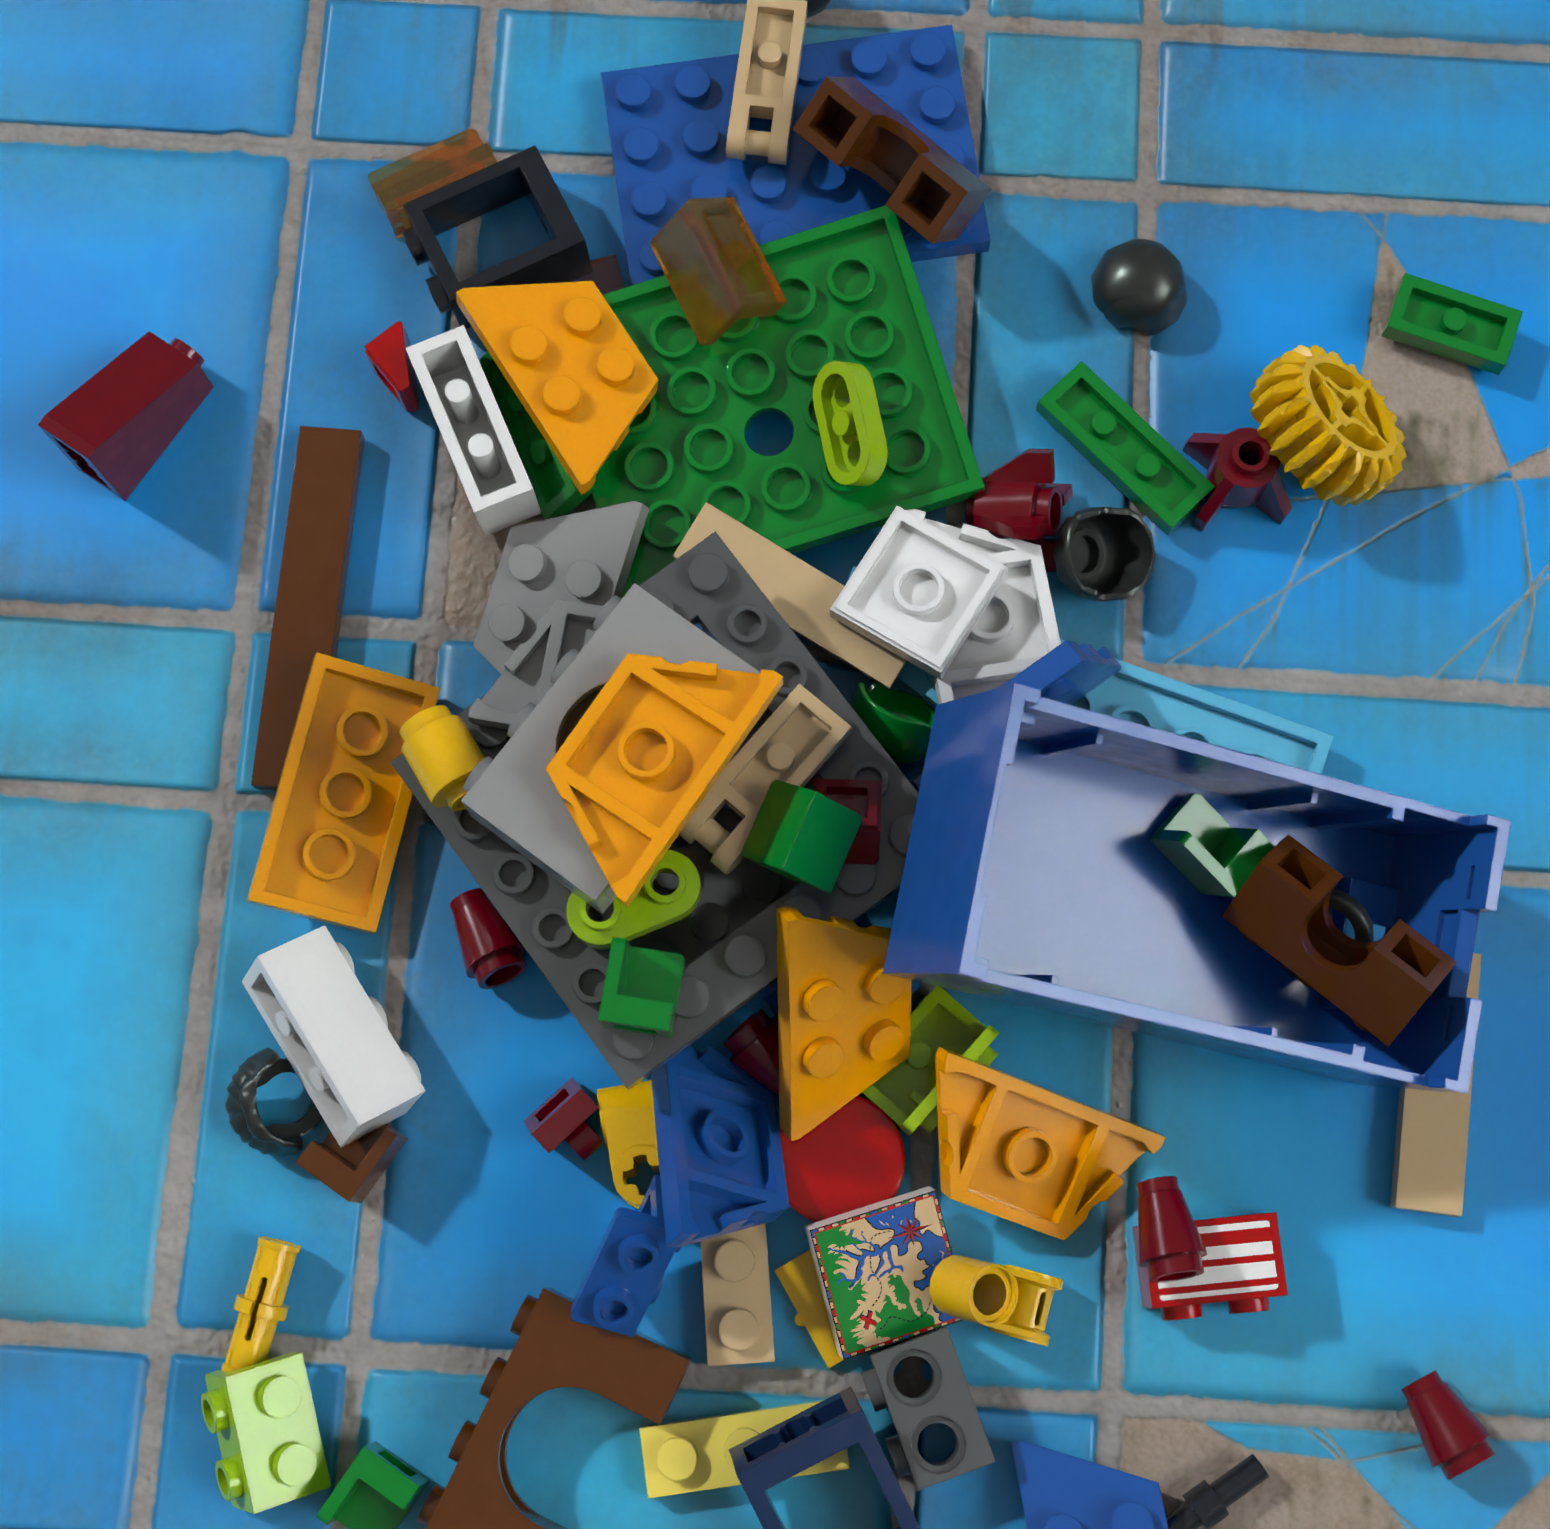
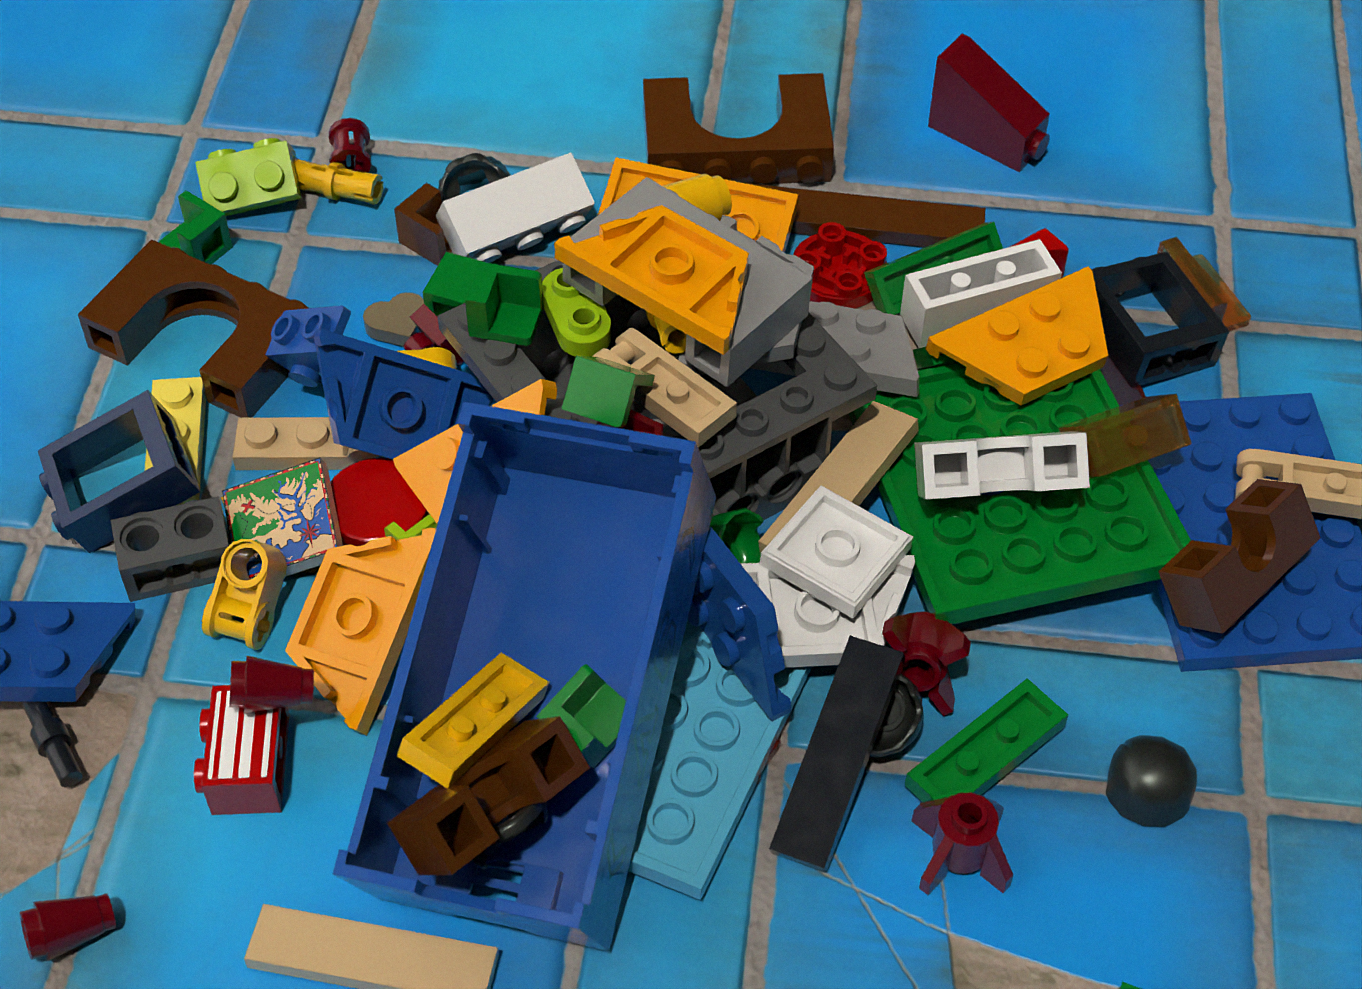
camera: 90 degrees right, 25 degrees down
(196, 1294) = (340, 141): none -> dark red bush
(203, 820) = (790, 152): none -> reddish brown arch
(405, 611) = (840, 264): none -> red tile
(417, 487) = (887, 280): none -> green plate
(482, 1098) = (449, 283): none -> green panel
(518, 1181) = (391, 319): none -> dark tan tile
(782, 358) = (1002, 464): none -> white arch
(850, 423) = (964, 514): lime plate -> none
(1162, 594) = (837, 754): none -> black tile
(1246, 965) = (472, 720): none -> yellow plate
(1327, 425) = (984, 896): yellow gear -> none

